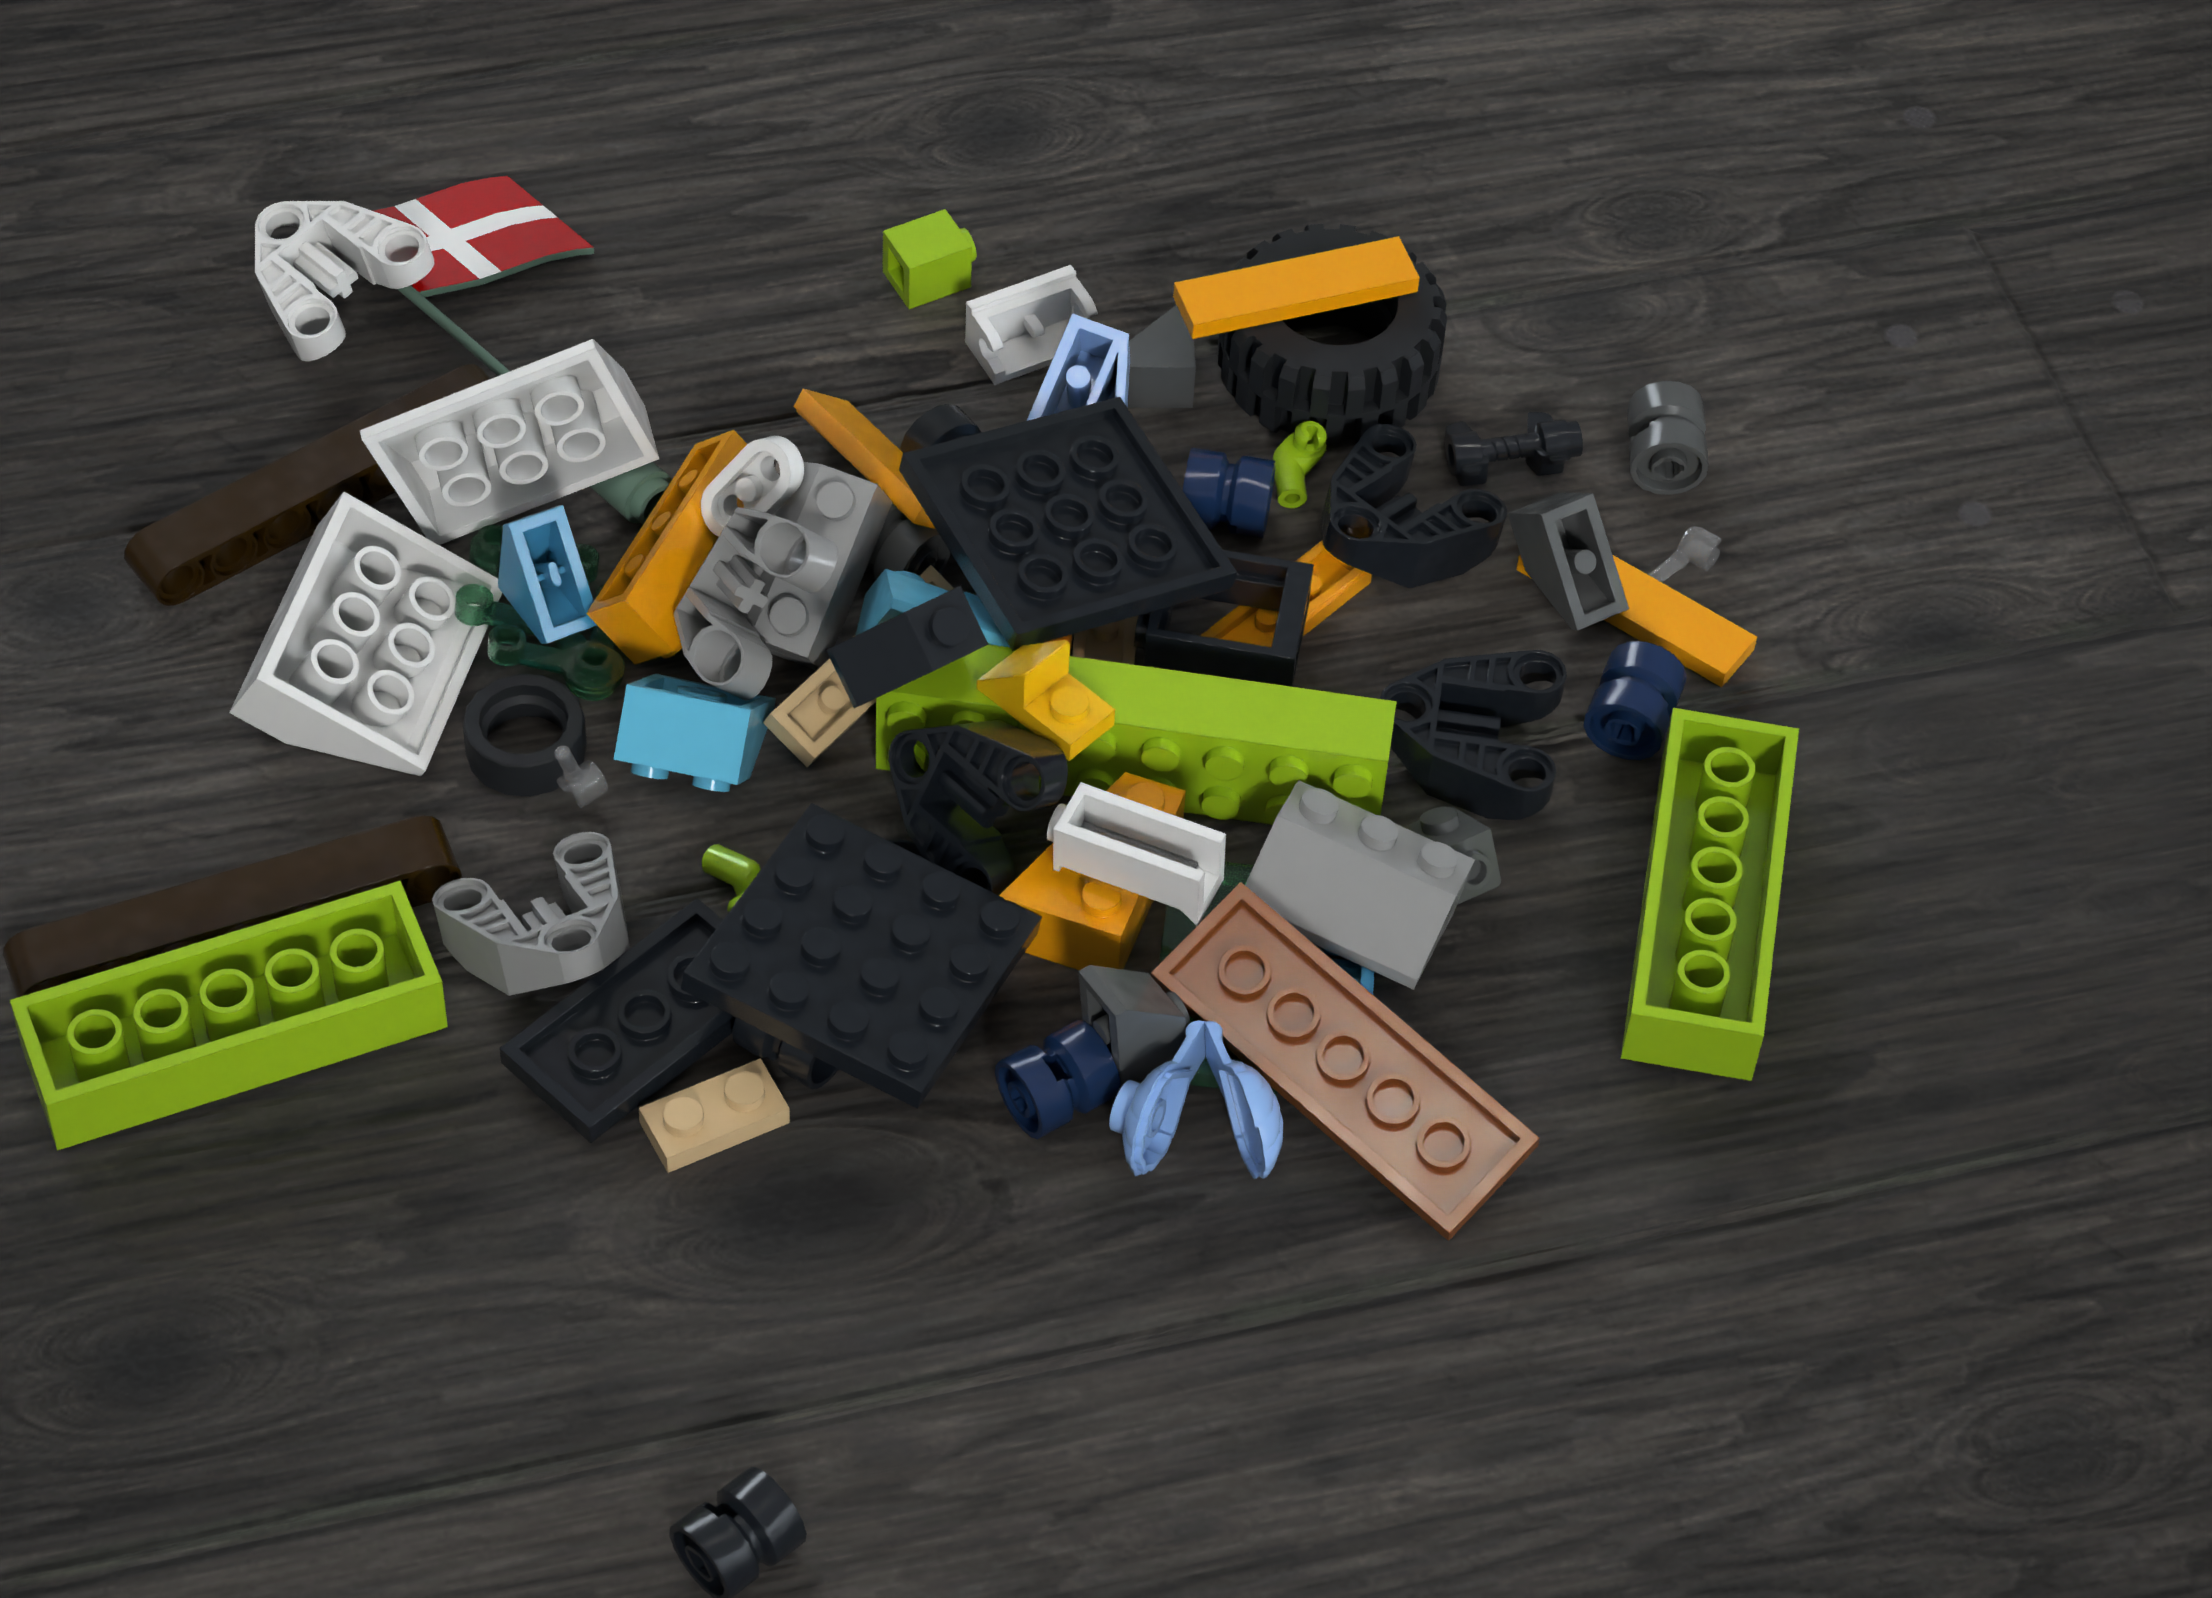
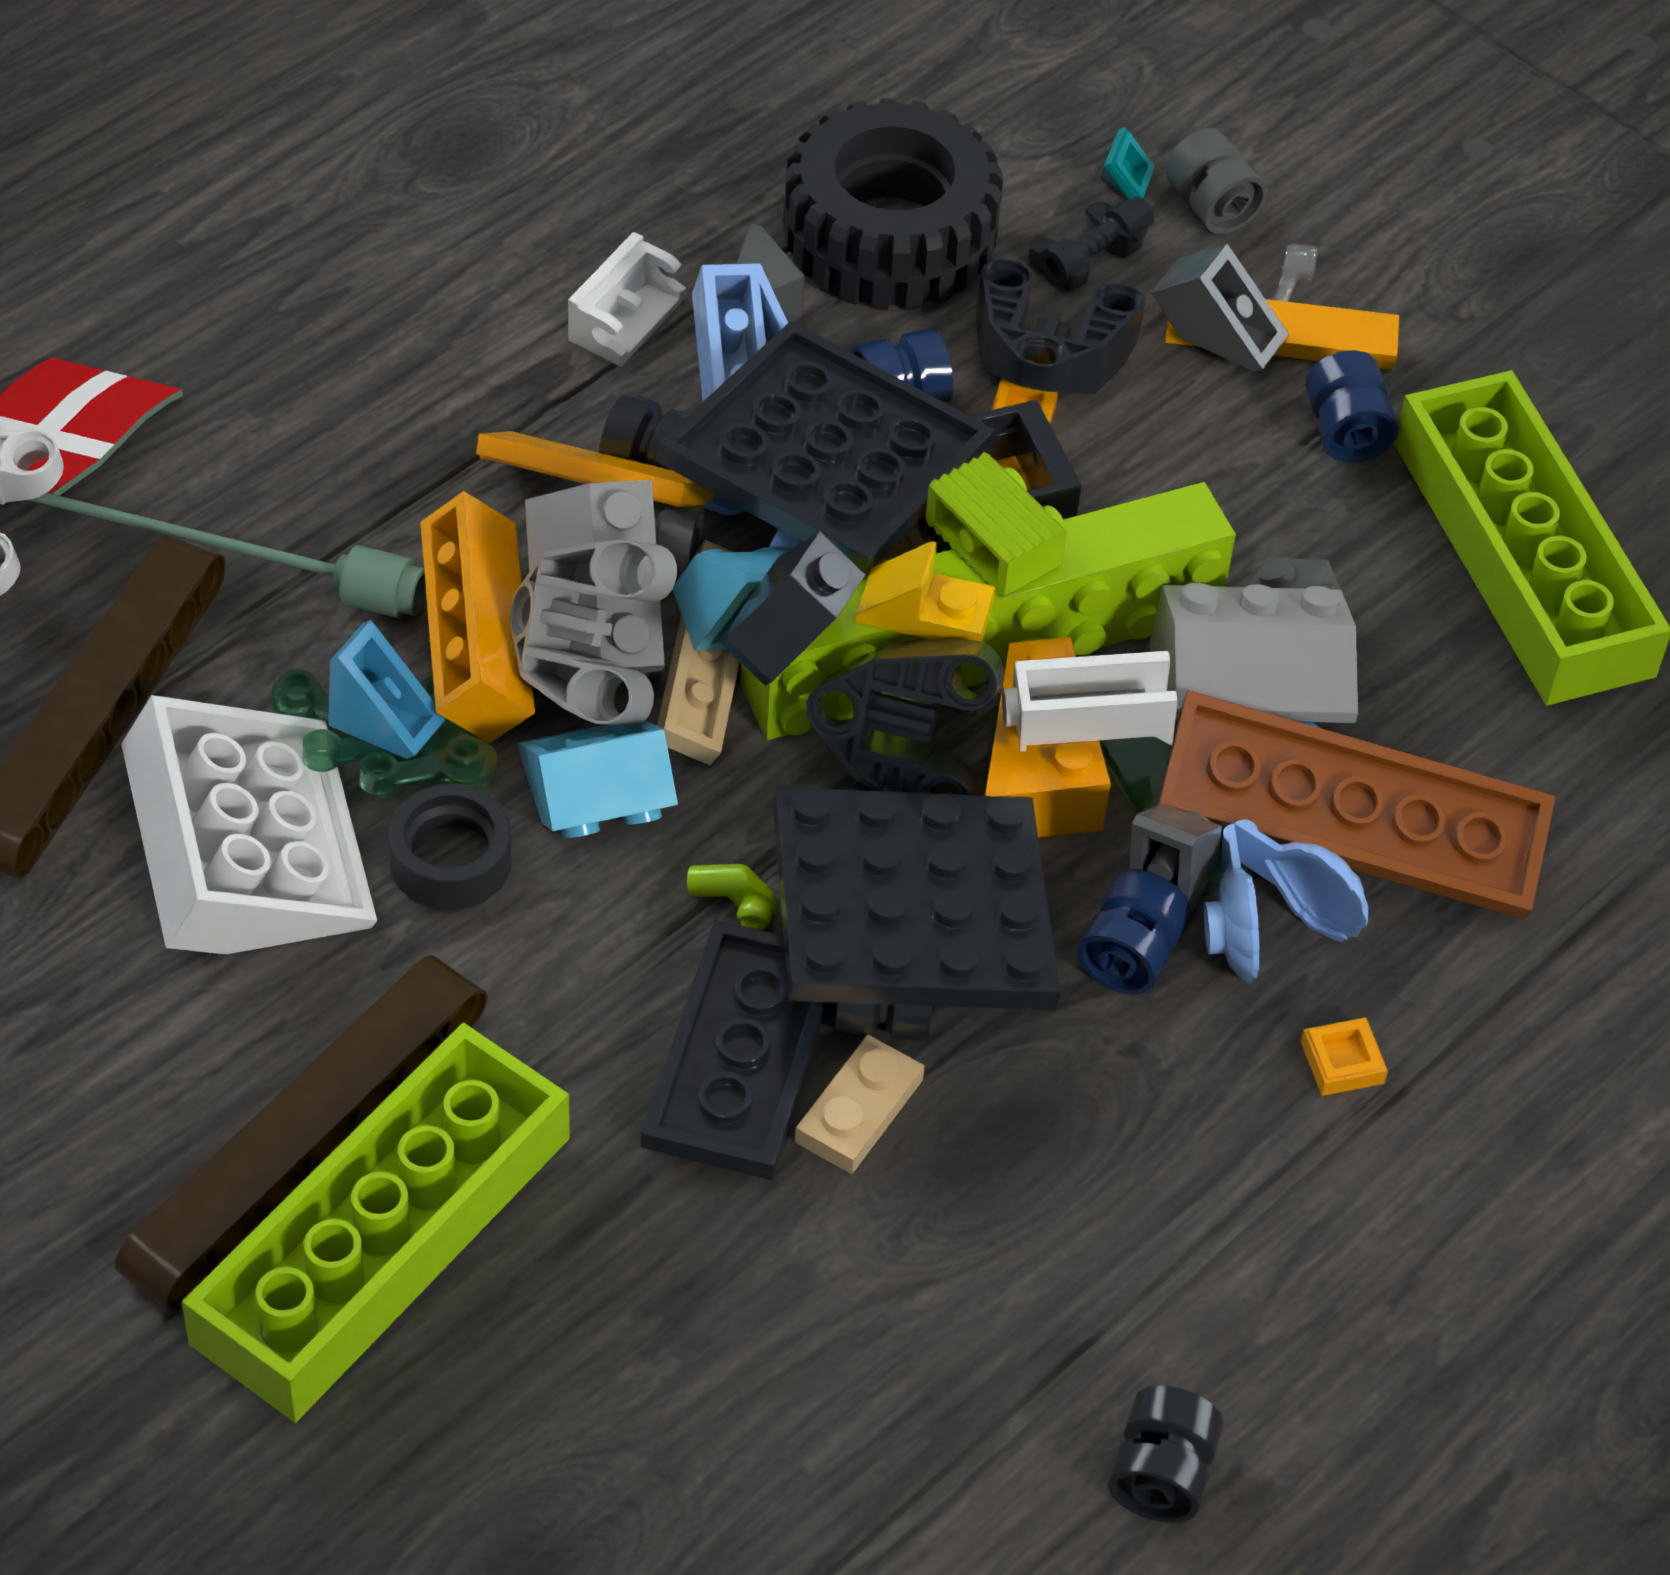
camera: 30 degrees left, 0 degrees up
(514, 442) = (283, 585): white slope -> none
(557, 946) = (617, 1020): light grey connector -> none
(583, 780) = (529, 861): clear hand -> none
(754, 481) = (528, 528): white plate -> none
(928, 258) = (494, 279): lime brick -> none
(1158, 654) = (996, 524): none -> lime brick
(1178, 1280) = (1344, 1056): none -> light orange tile
(1295, 287) = (859, 170): light orange tile -> none
(1295, 460) = (931, 311): lime arm -> none
(1457, 725) = (1232, 462): black connector -> none
(1598, 391) = (1127, 166): none -> teal slope

